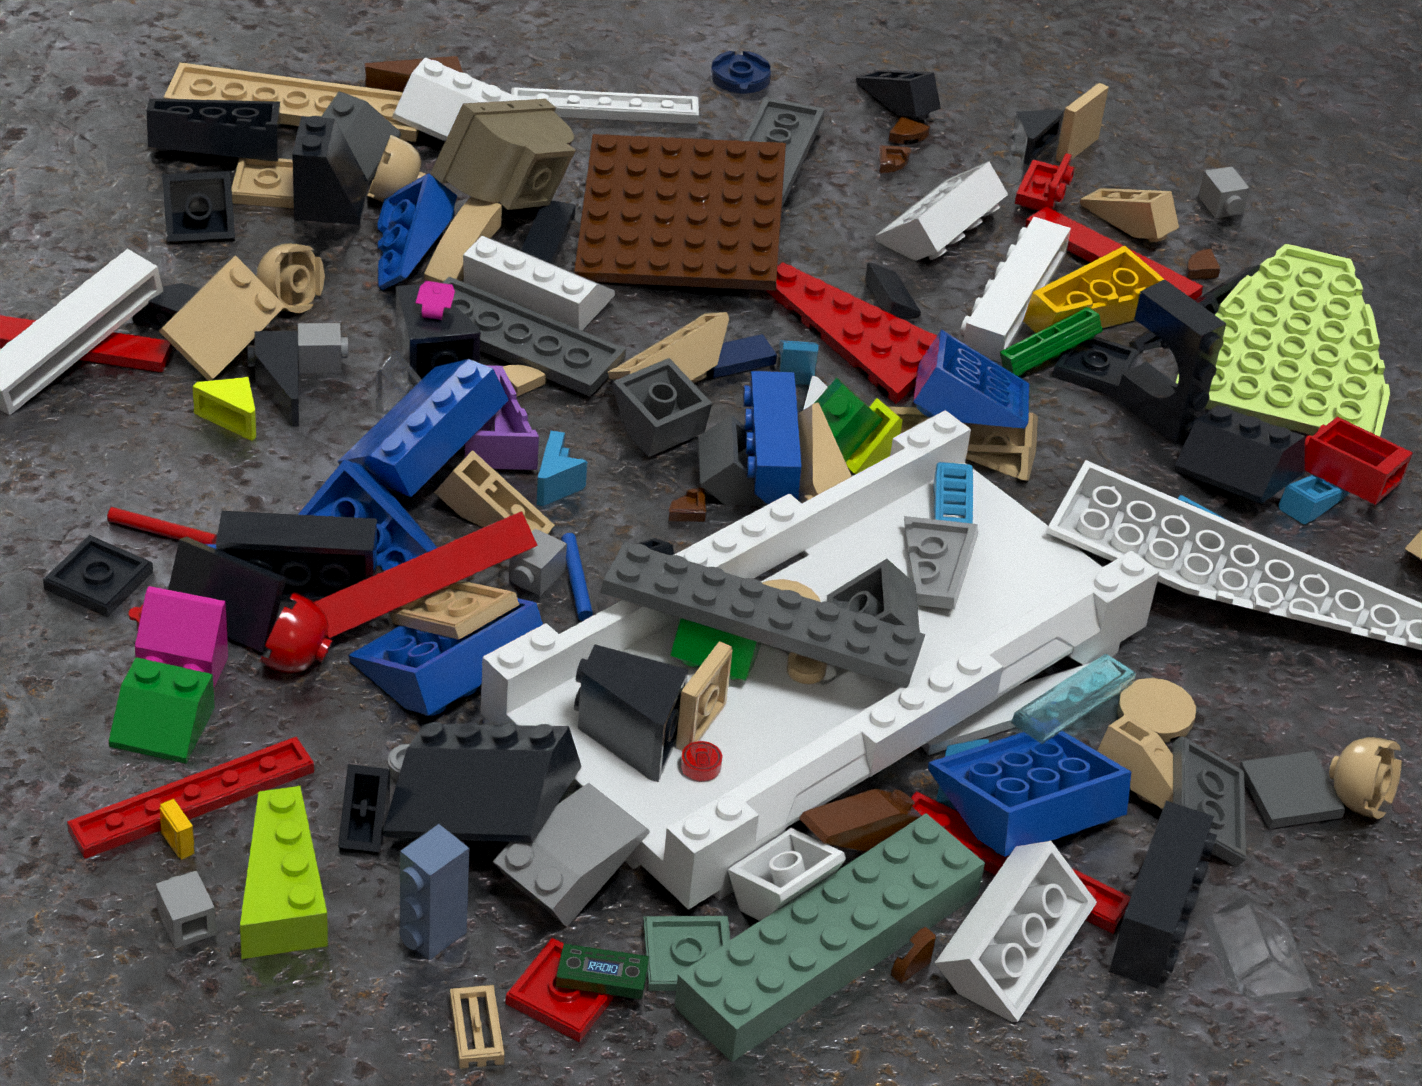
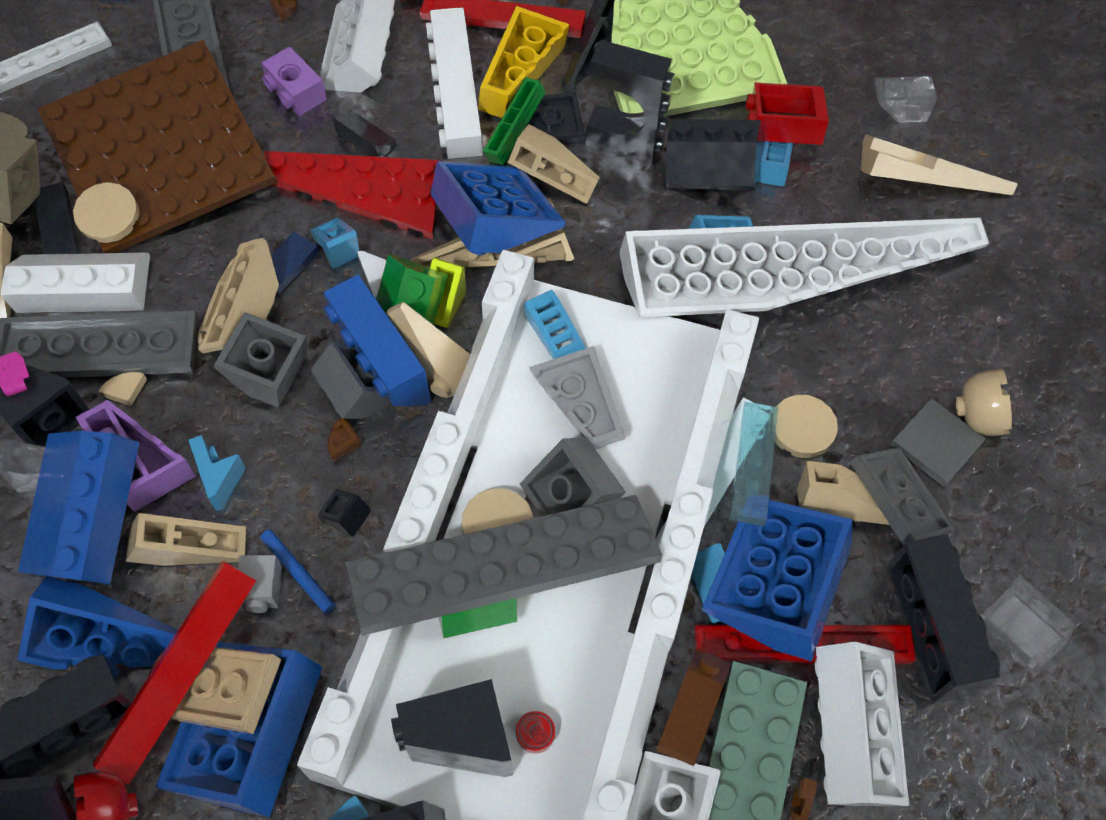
camera: 30 degrees left, 20 degrees up
(598, 238) = (106, 212): none -> tan tile
(704, 696) = (507, 677): tan tile -> none
(852, 220) = (293, 81): none -> medium lavender brick
(1062, 390) = (553, 163): none -> tan slope

